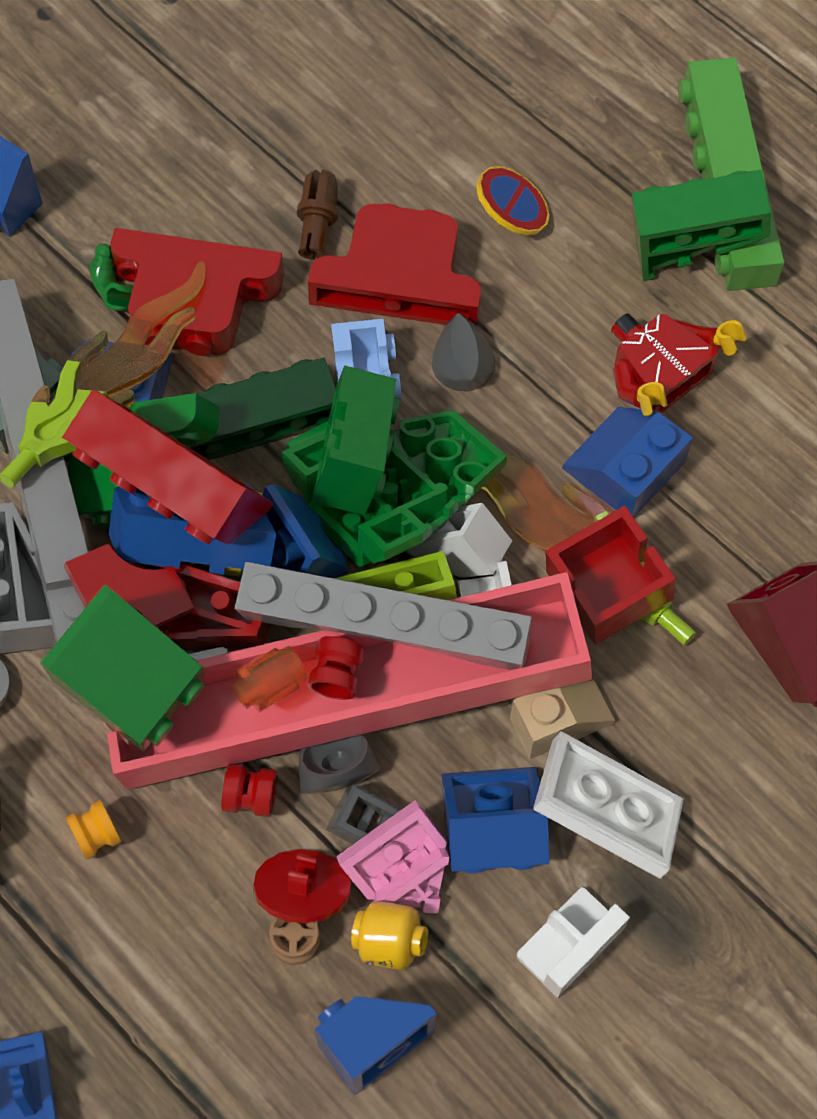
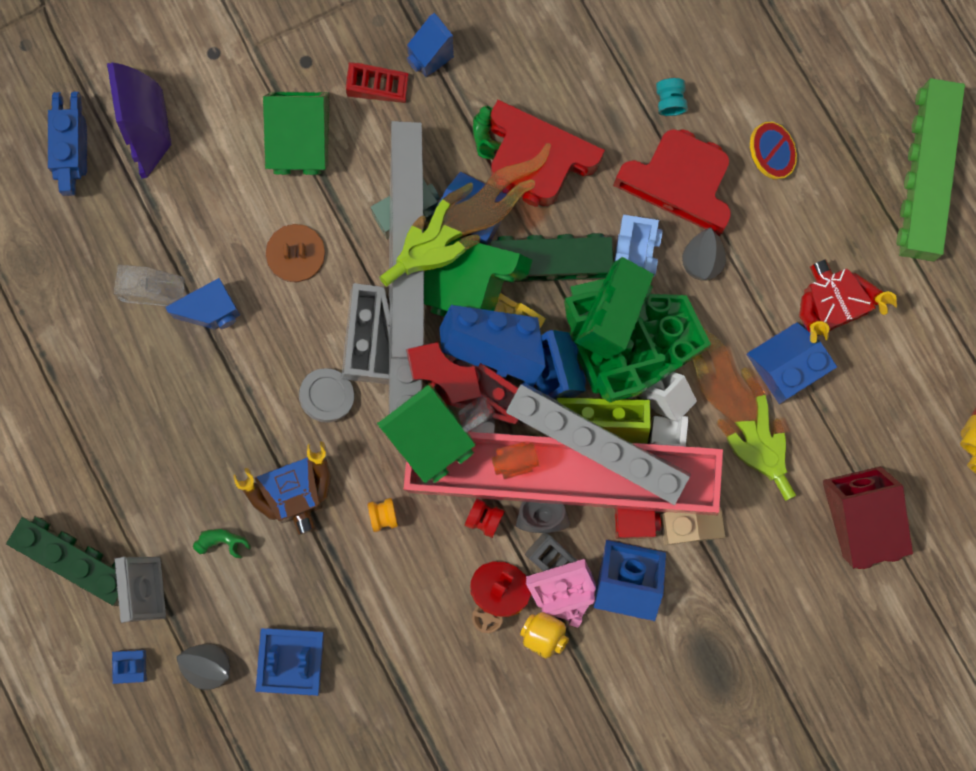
camera: 15 degrees right, 15 degrees up
(163, 469) = (486, 307): red slope -> none
(198, 631) = (476, 414): none -> clear slope
(317, 212) = (637, 120): reddish brown arm -> none
(336, 668) = (561, 458): red wheel -> none
(353, 168) = (671, 97): none -> teal wheel
(371, 1036) = (515, 697): blue slope -> none
(478, 734) = (636, 524): none -> red brick
(571, 940) = (654, 669): white panel -> none
(608, 574) = (751, 447): red piece -> none
(609, 804) = (703, 596): white tile -> none
(698, 217) = (896, 208): green wedge -> none

